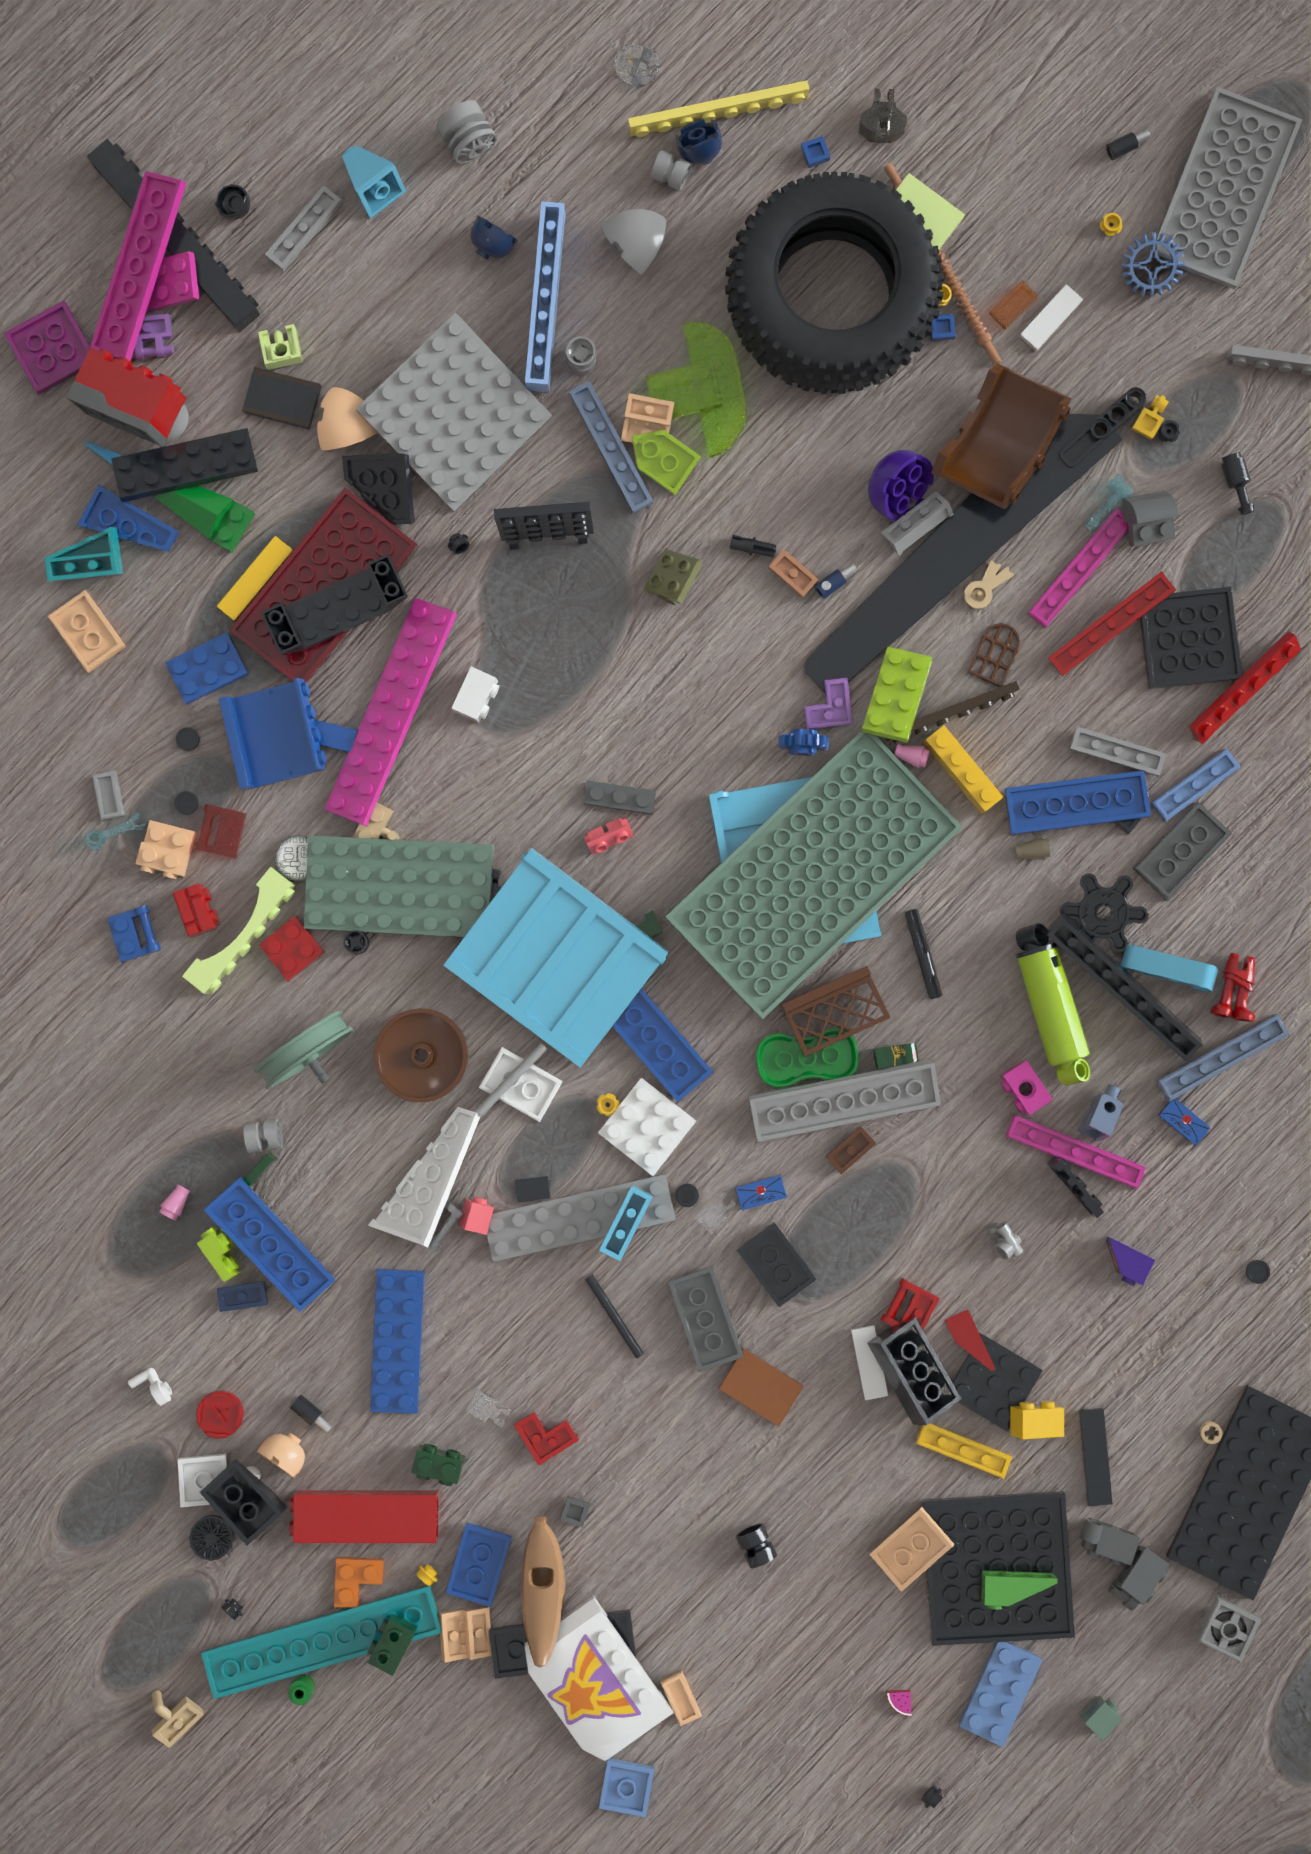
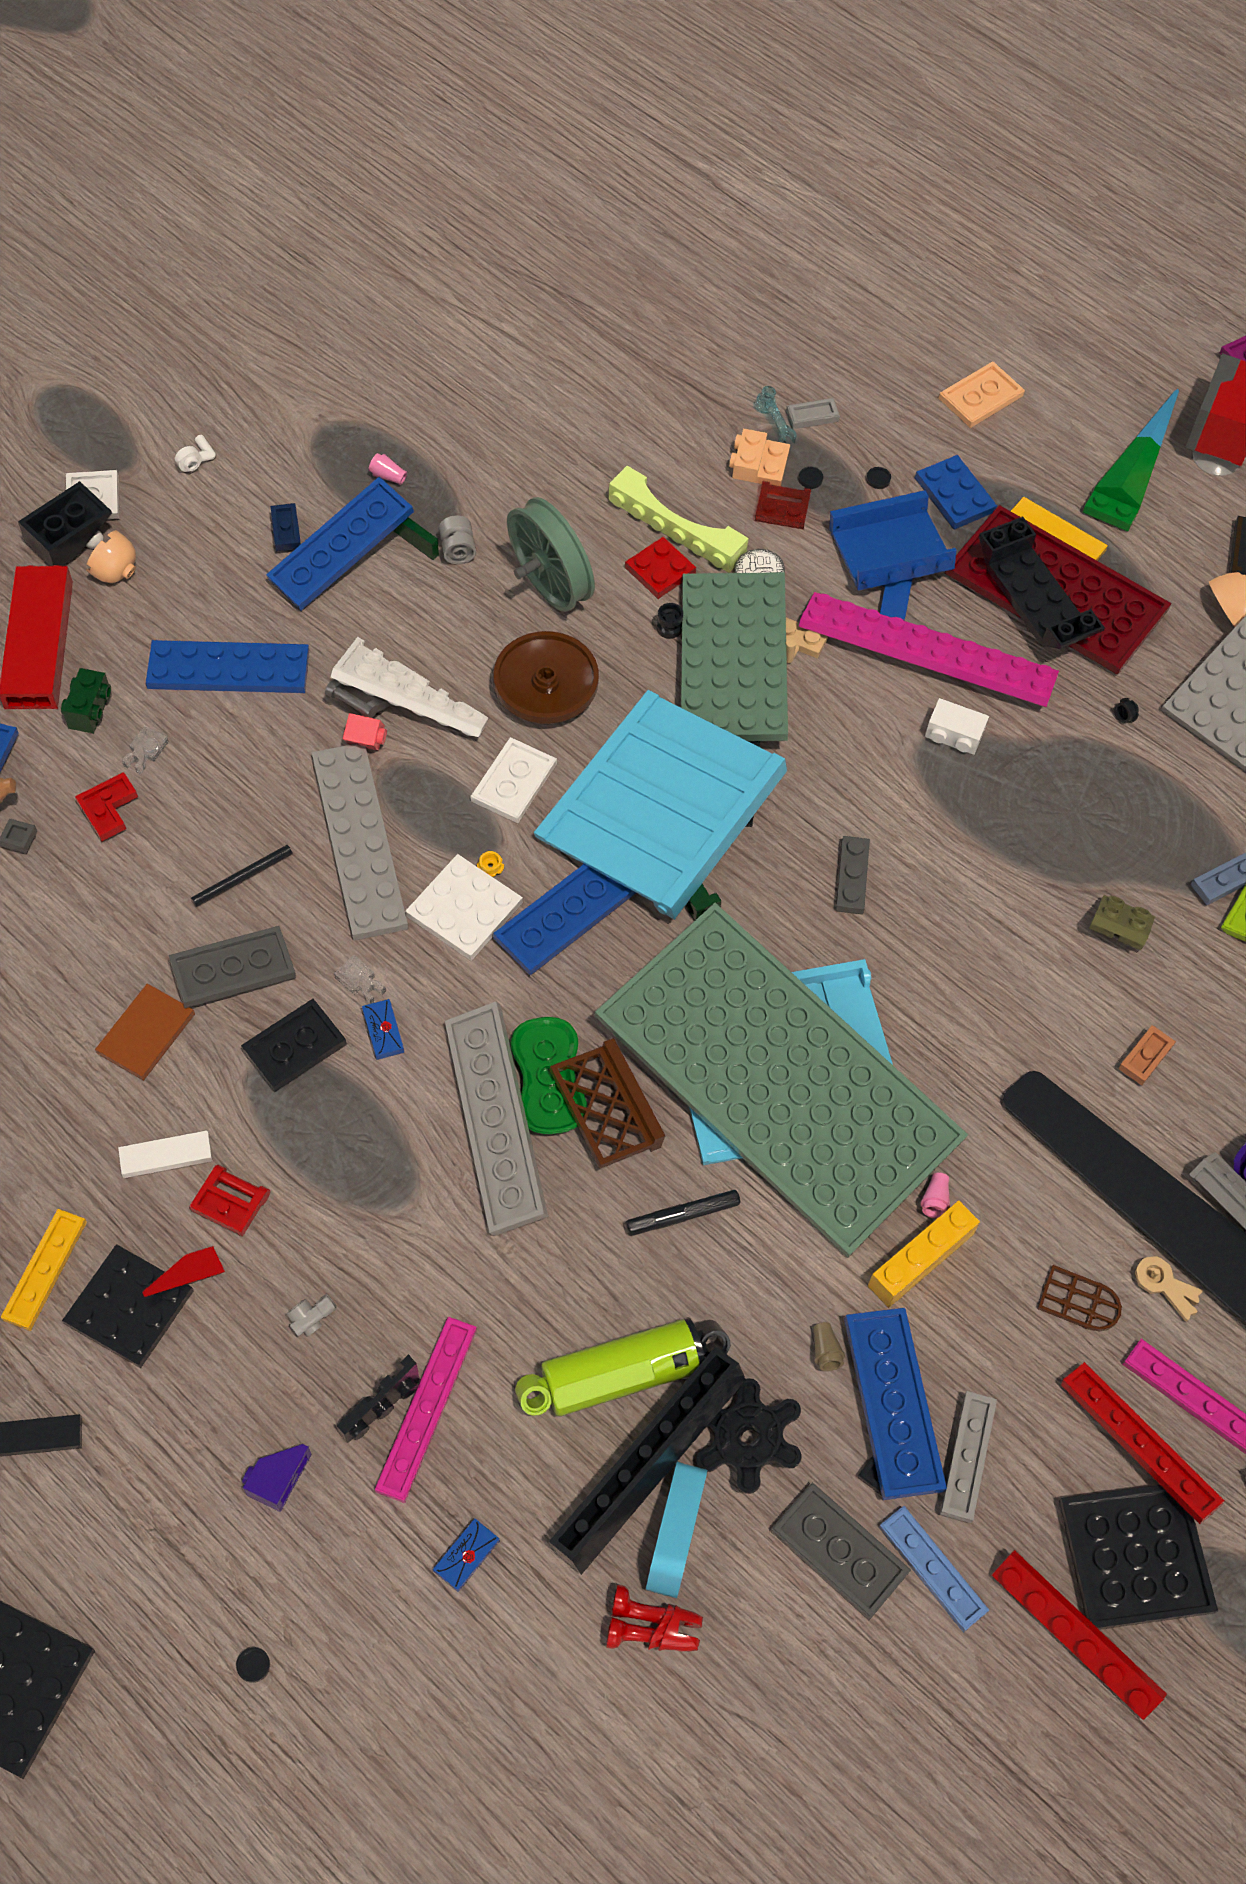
camera: 80 degrees right, 25 degrees down
(89, 558) = (1057, 385): teal wedge -> none
(127, 937) = (669, 434): blue plate -> none
(132, 523) = (1102, 419): blue wing -> none
(184, 465) = (1170, 465): black plate -> none
(196, 910) = (697, 482): red brick -> none
(211, 1538) = (26, 501): black wheel -> none
(215, 1246) = (328, 497): lime plate -> none
(220, 1414) = (161, 512): red tile -> none
(309, 1413) = (155, 586): black piece -> none
(383, 483) = (1182, 638): black plate -> none
(511, 1079) = (520, 765): light grey bar -> none
(532, 1189) = (393, 793): black piece -> none
(544, 522) = (1166, 764): black plate -> none
(618, 832) = (802, 858): coral hinge -> none
(626, 1222) = (351, 869): medium azure brick -> none
(687, 1195) = (381, 948): black plate -> none
(752, 546) = (1173, 1009): black axle -> none
(803, 742) = (939, 1059): blue gear -> none
(834, 581) = (1144, 1101): dark blue piece -> none
(835, 710) = (986, 1107): medium lavender tile -> none
(850, 1150) = (433, 1127): reddish brown plate -> none
(895, 1055) = (552, 1176): dark green leg -> none
(897, 694) = (1012, 1170): lime plate -> none
(914, 1371) = (149, 1199): black slope -> none
(963, 708) = (1002, 1249): dark brown plate -> none
(1037, 1096) = (504, 1354): dark pink brick -> none
(1037, 1421) = (72, 1352): yellow brick -> none
(1102, 1114) = (465, 1430): sand blue torso -> none
(1216, 1437) = (40, 1604): tan bush -> none
(1222, 1057) = (556, 1608): sand blue tile -> none

